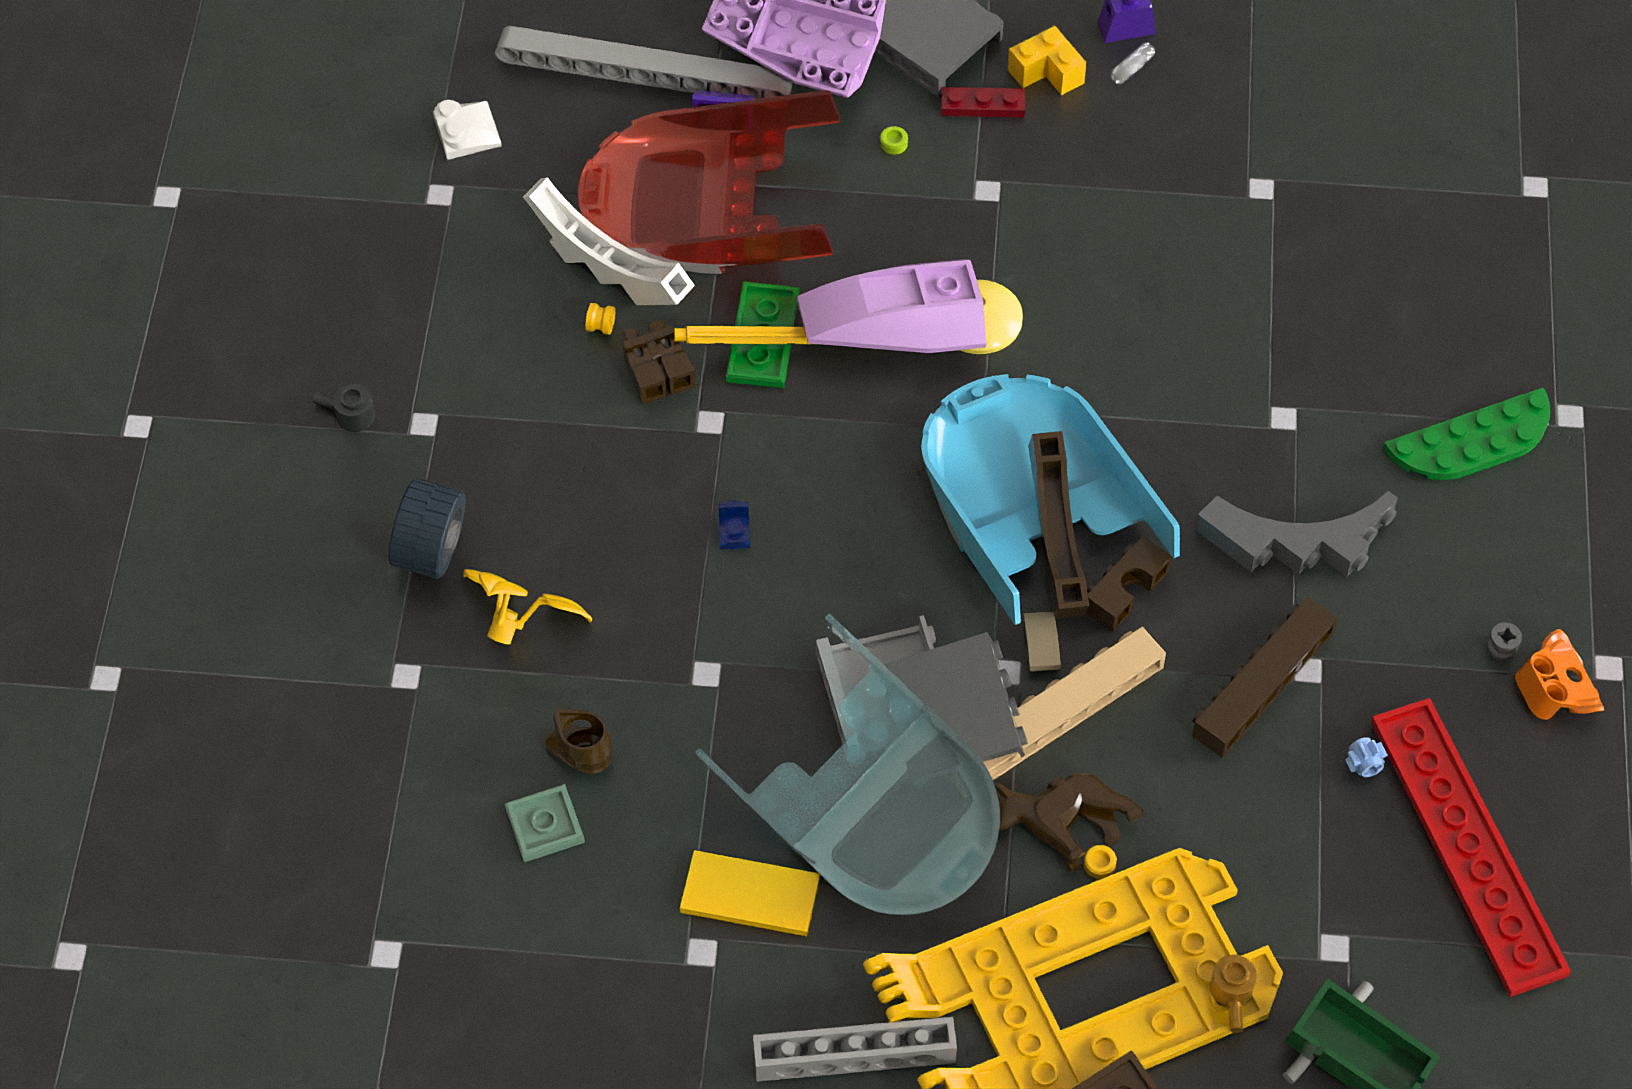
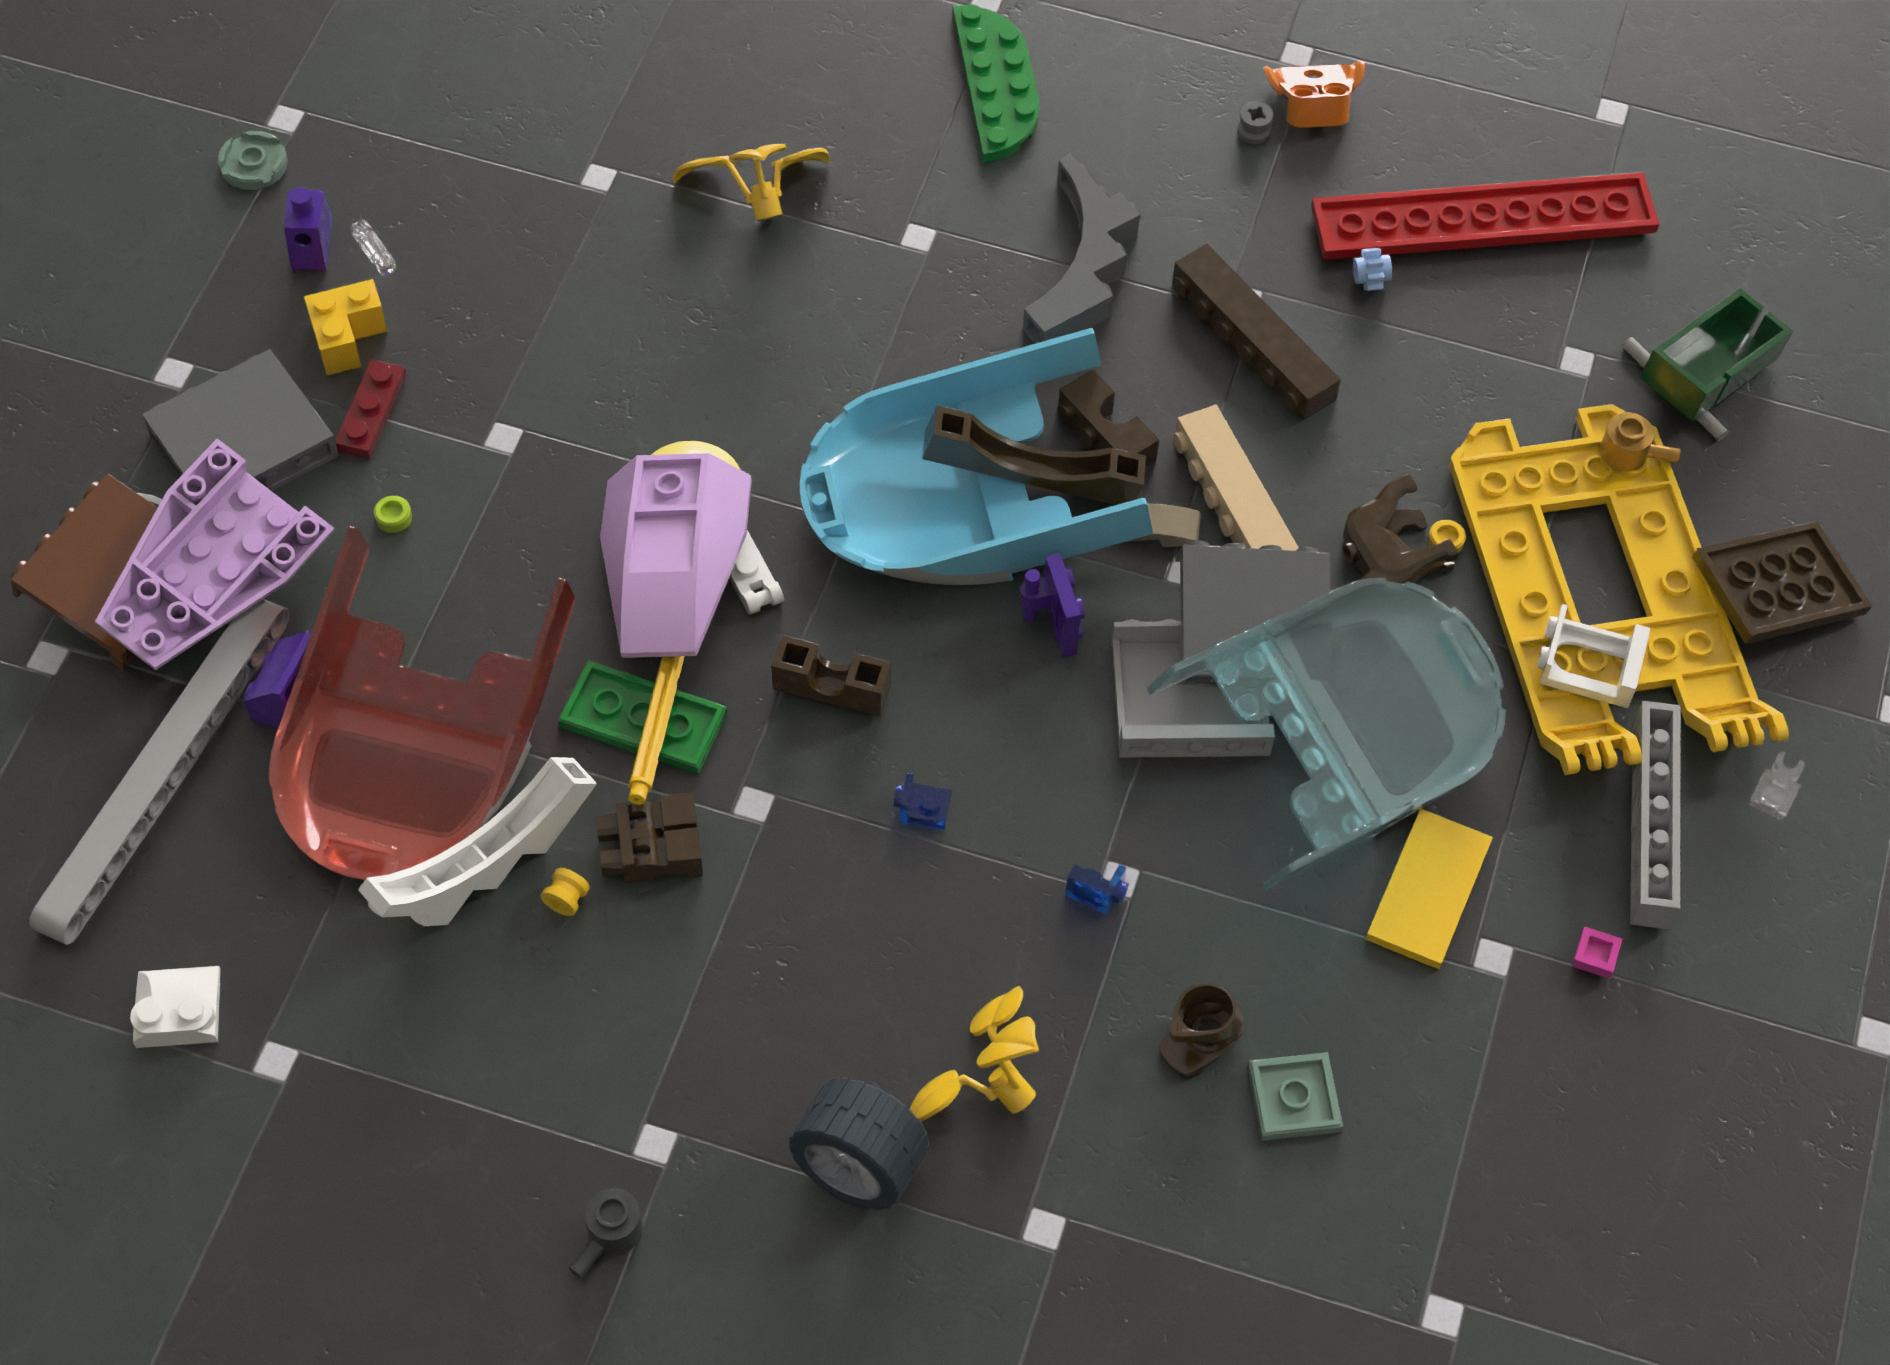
camera: 80 degrees left, 0 degrees up
(685, 654) = (1094, 890): none -> clear blue bracket
(717, 1023) = (1597, 952): none -> dark pink plate
(822, 438) = (806, 673): none -> dark brown arch
(910, 371) = (751, 574): none -> white plate
(930, 574) = (1056, 595): none -> dark purple plate
(994, 1009) = (1631, 649): none -> white panel
(1272, 294) = (764, 197): none -> yellow plant

